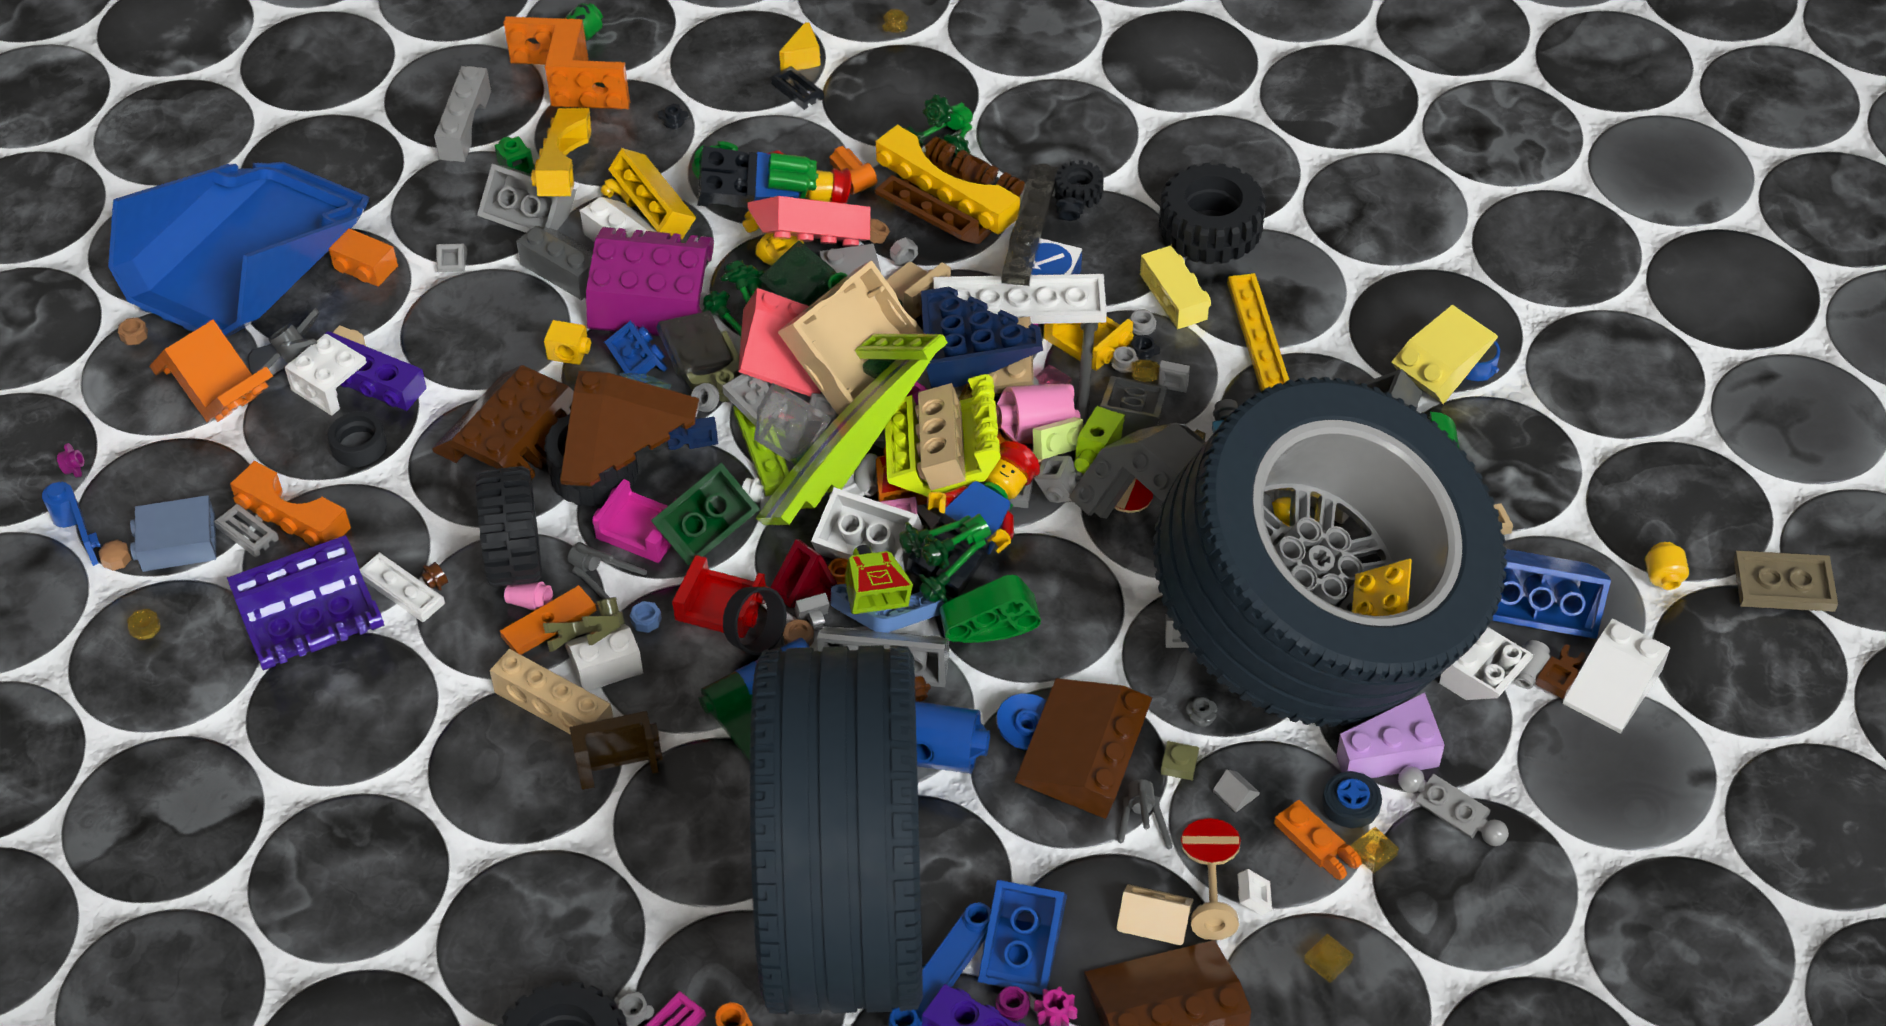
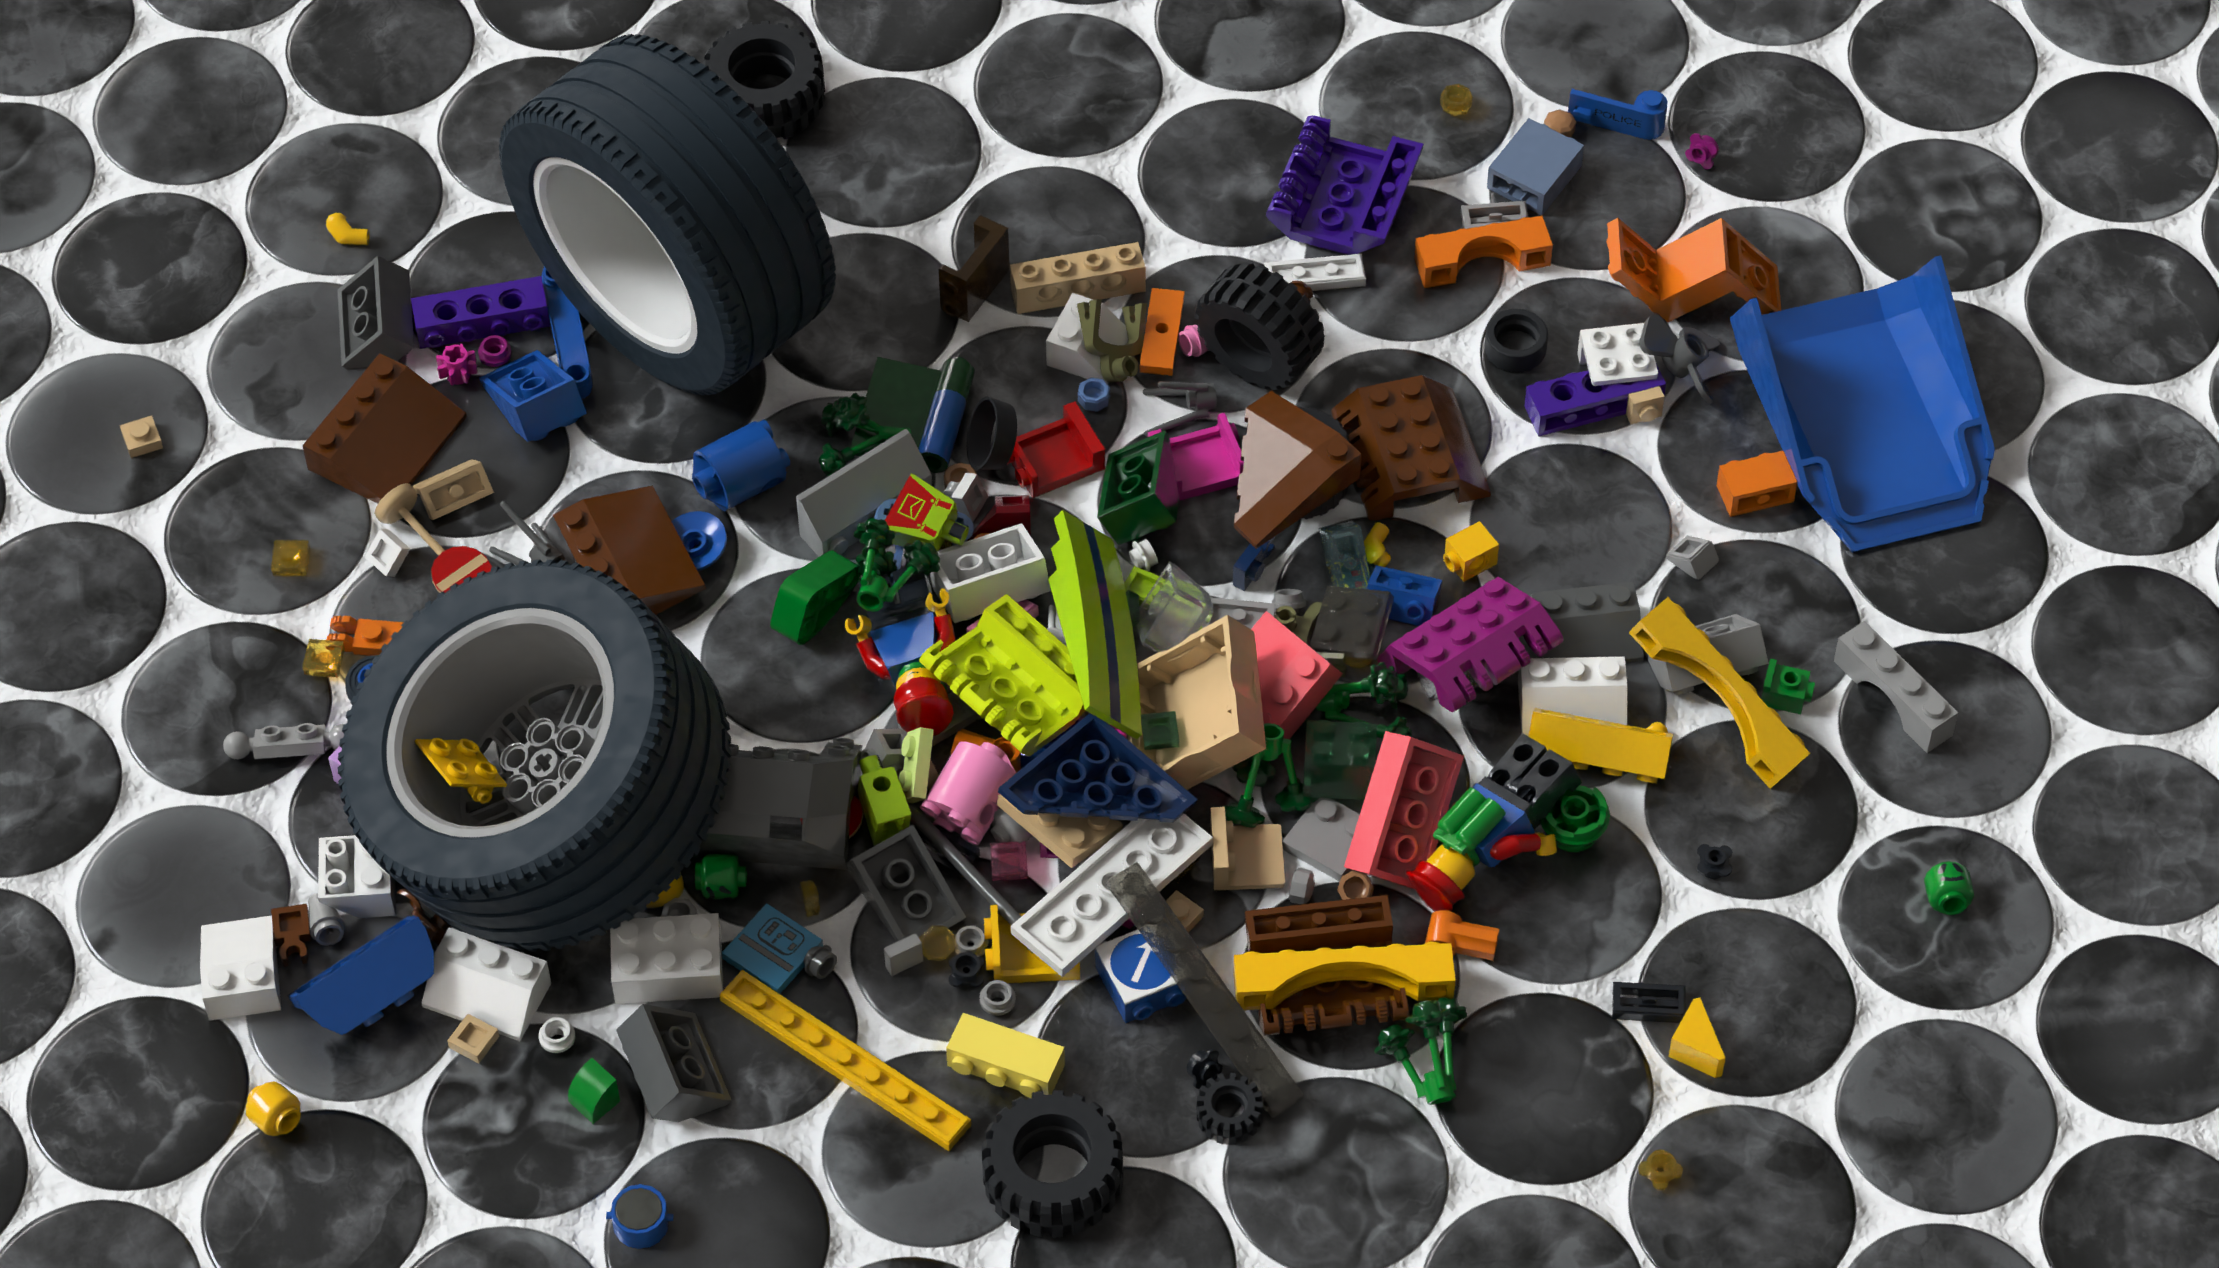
camera: 135 degrees right, 5 degrees up
(132, 331) = (1836, 277): medium nougat tile -> none
(566, 62) = (1876, 806): orange bracket -> none
(901, 346) = (1134, 709): lime tile -> none
(940, 437) = (1007, 668): tan brick -> none
(1444, 352) = (663, 1161): light yellow slope -> none
(1785, 581) = (154, 1188): dark tan plate -> none

